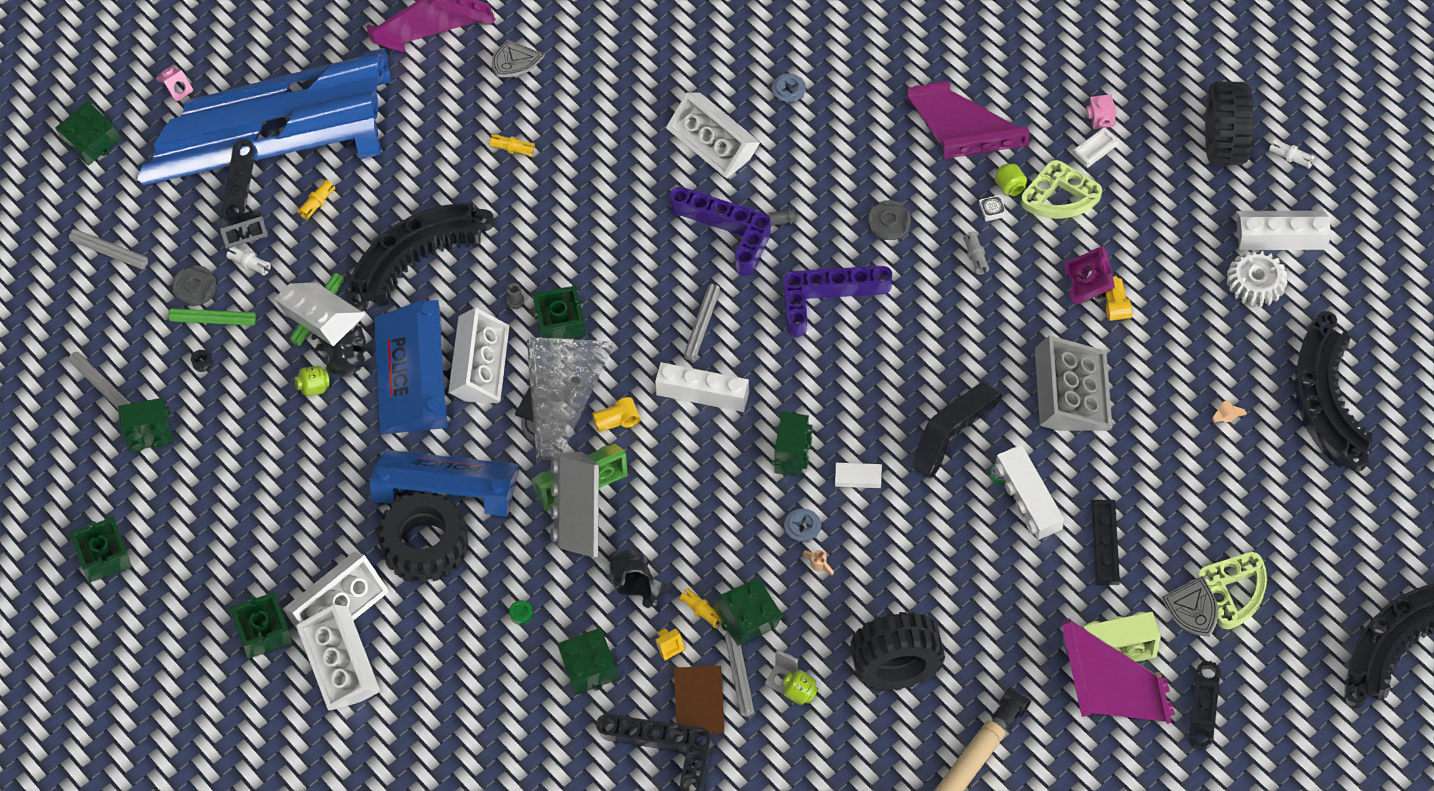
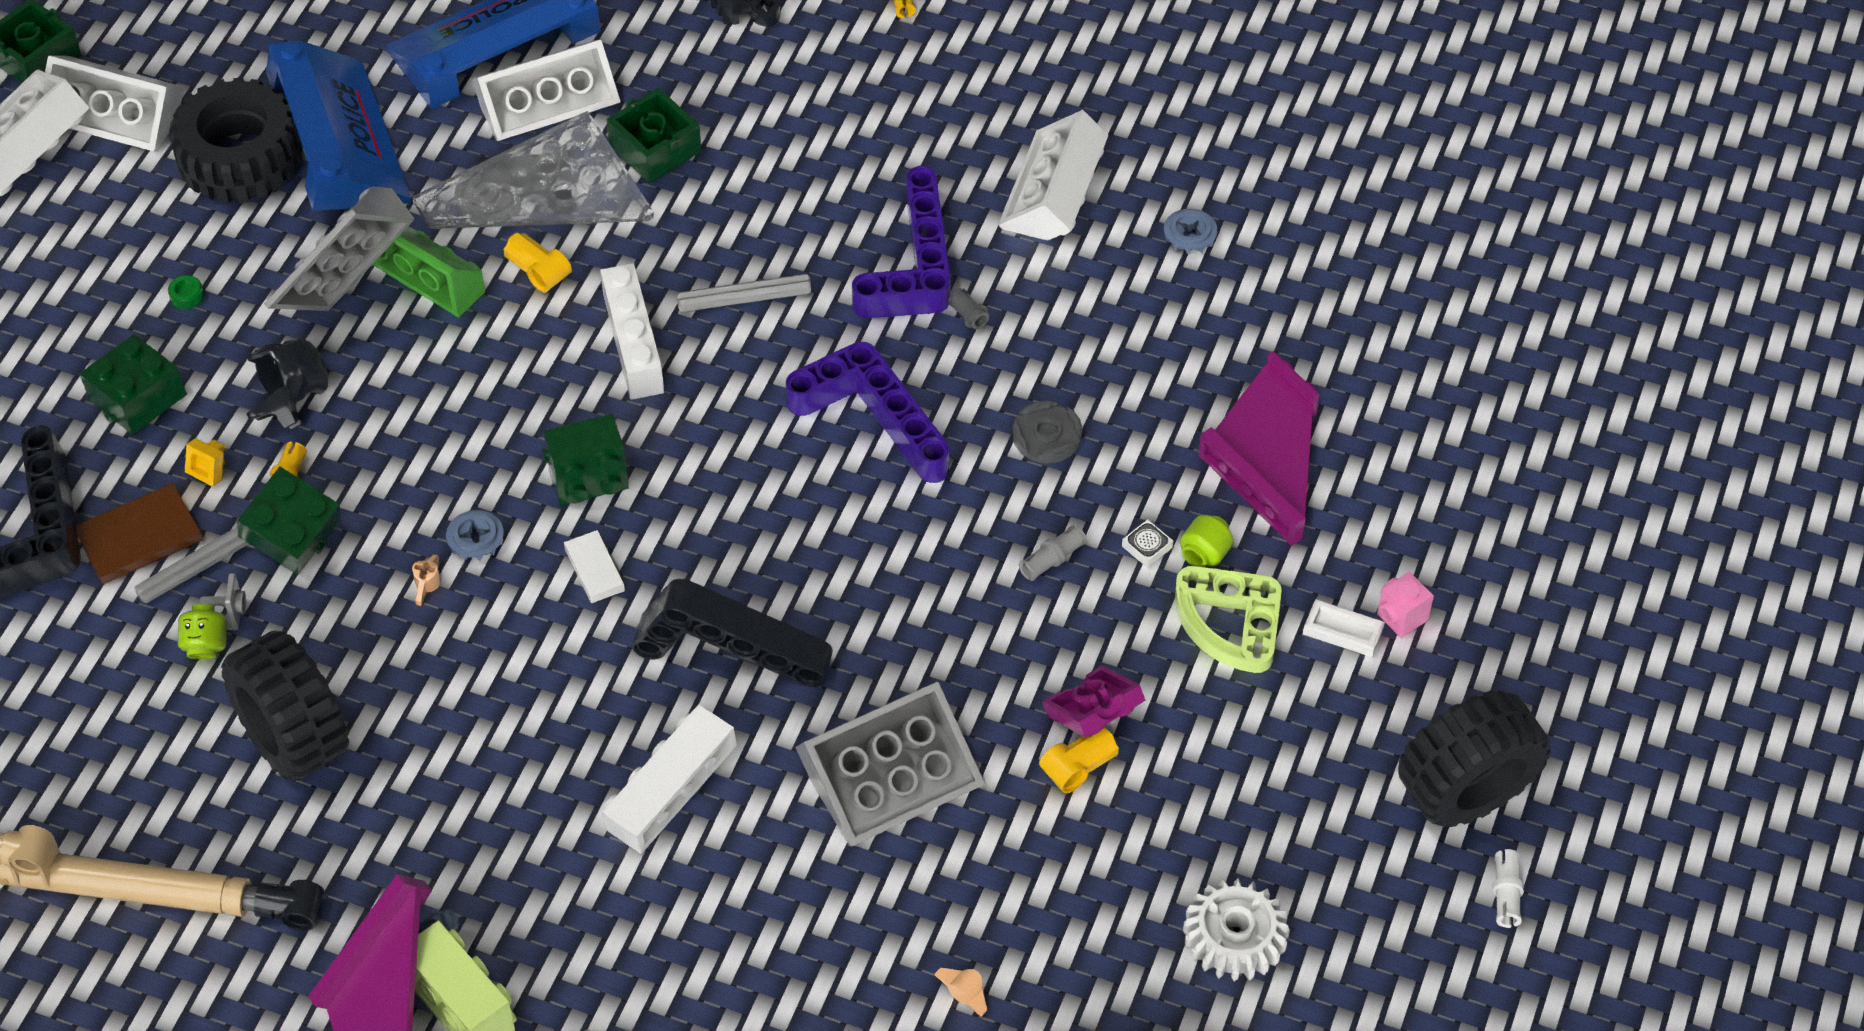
camera: 60 degrees right, 5 degrees down
(515, 298) = (661, 79): dark grey pin -> none
(1105, 542) = (644, 916): black tile -> none
(1283, 230) = (1355, 930): white slope -> none

